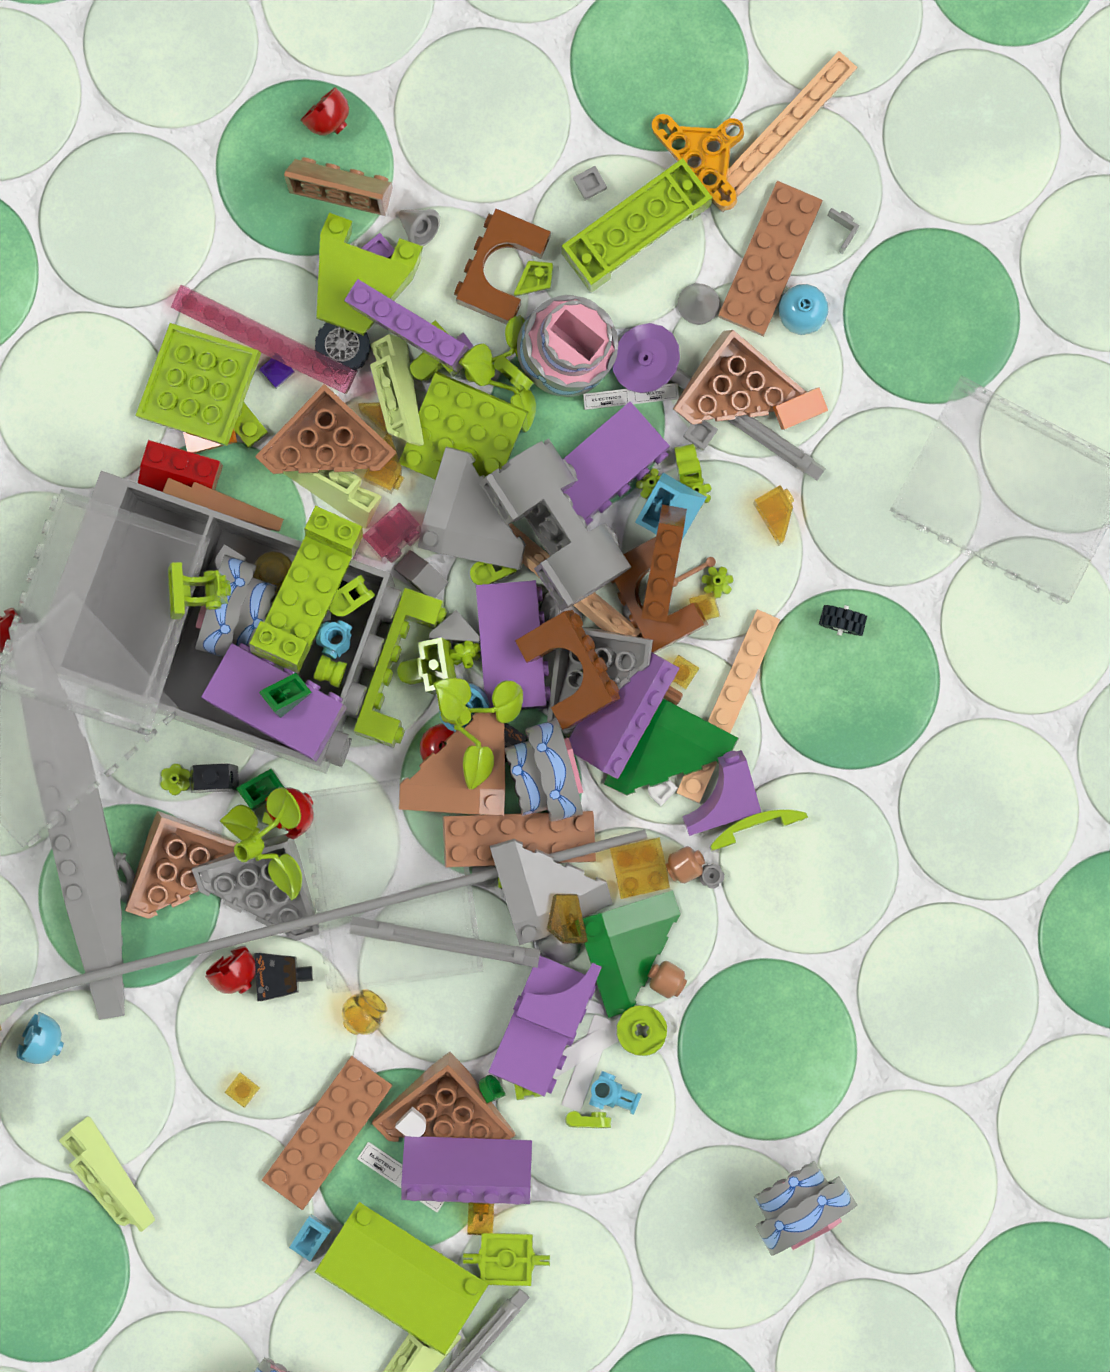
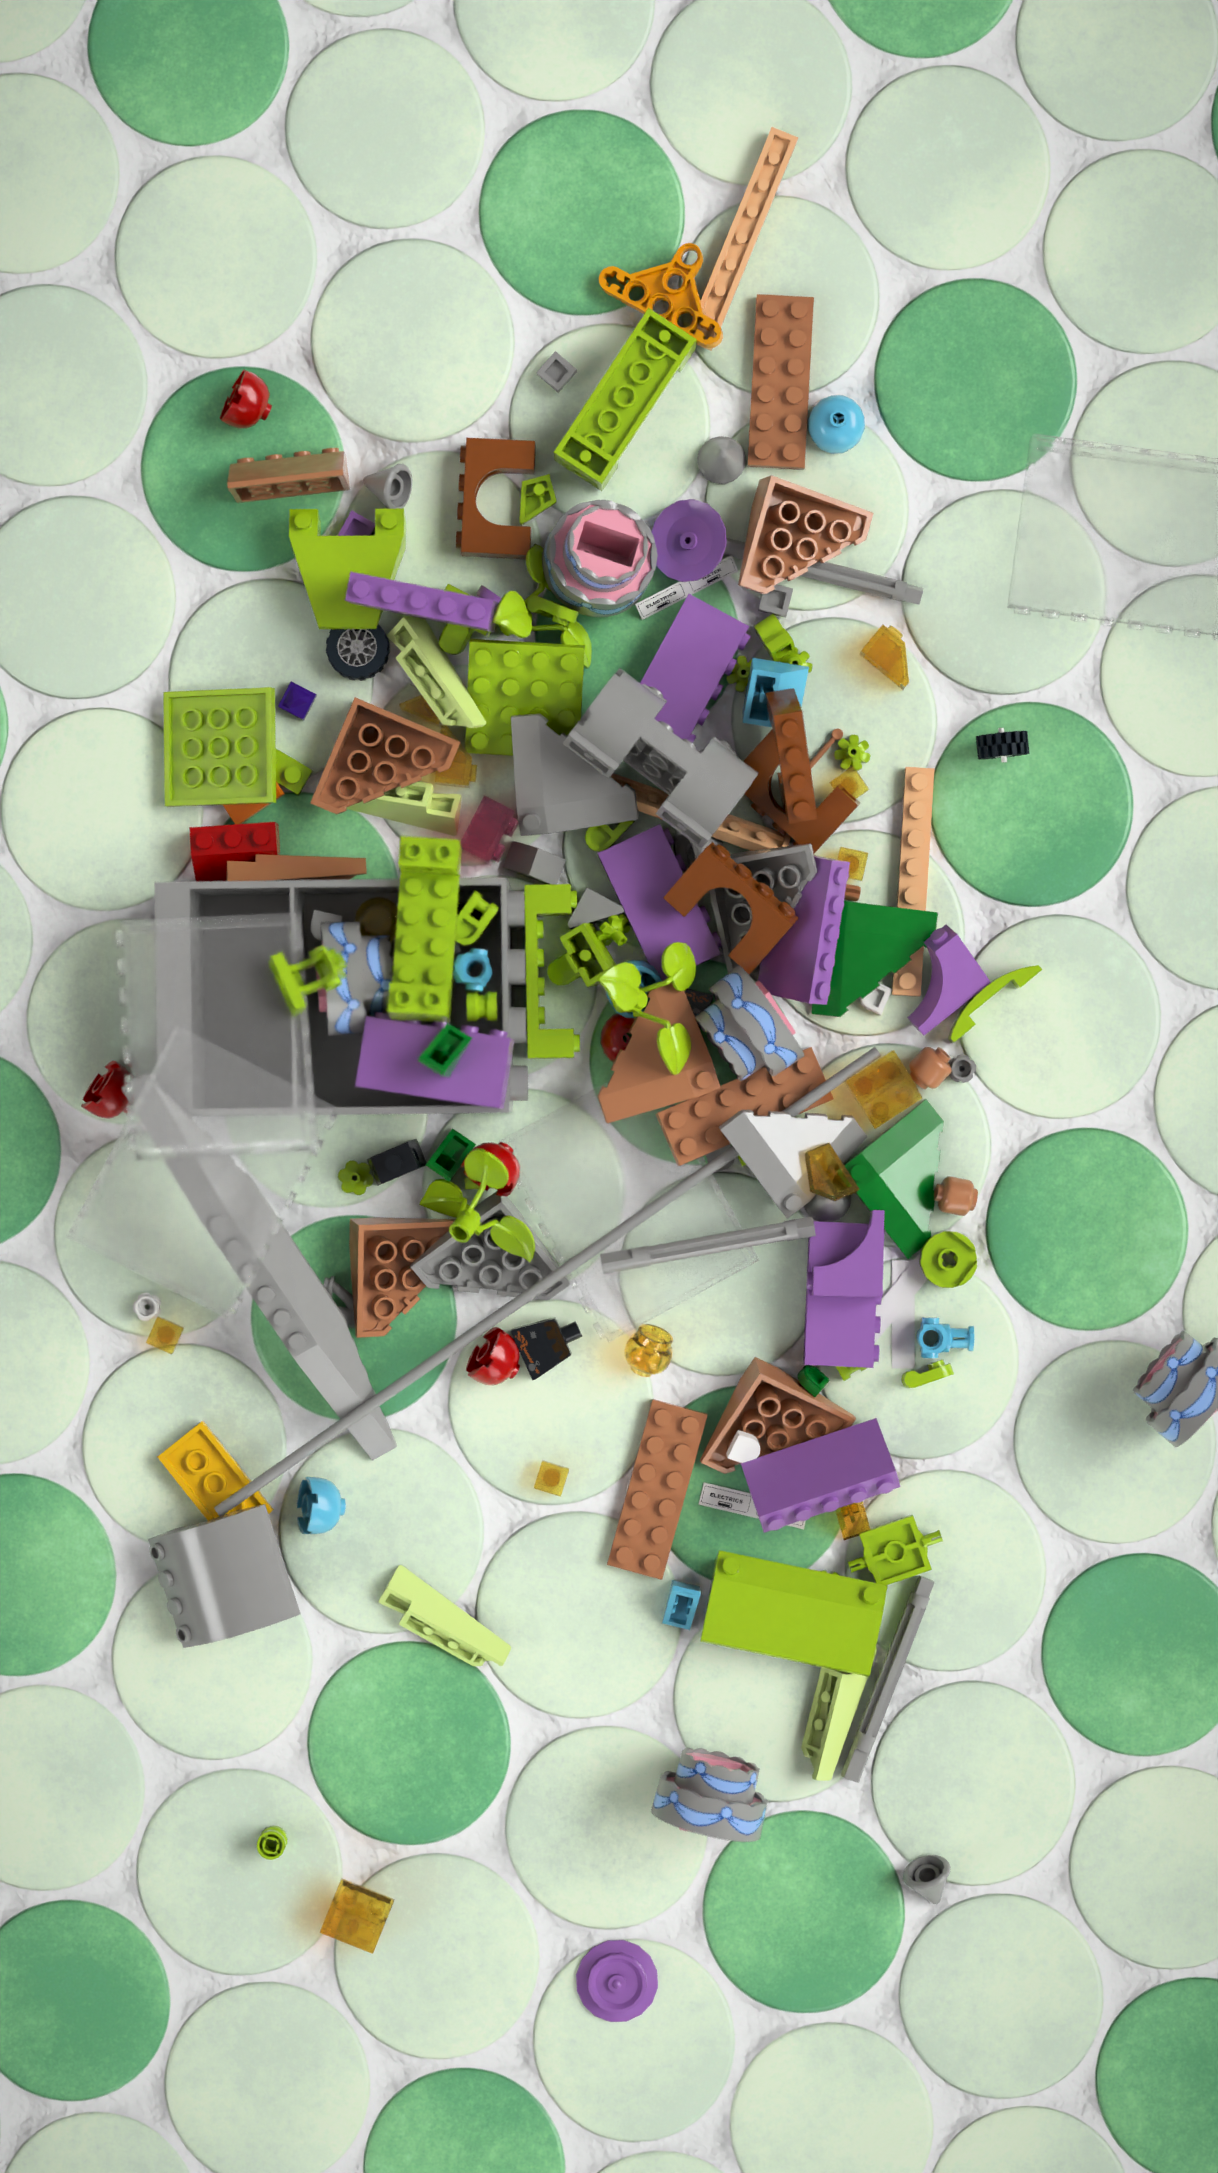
camera: 20 degrees left, 5 degrees up
(264, 339) = (271, 672): clear pink plate -> none
(800, 408) = (872, 533): tile -> none
(847, 221) = (847, 310): light grey bracket -> none

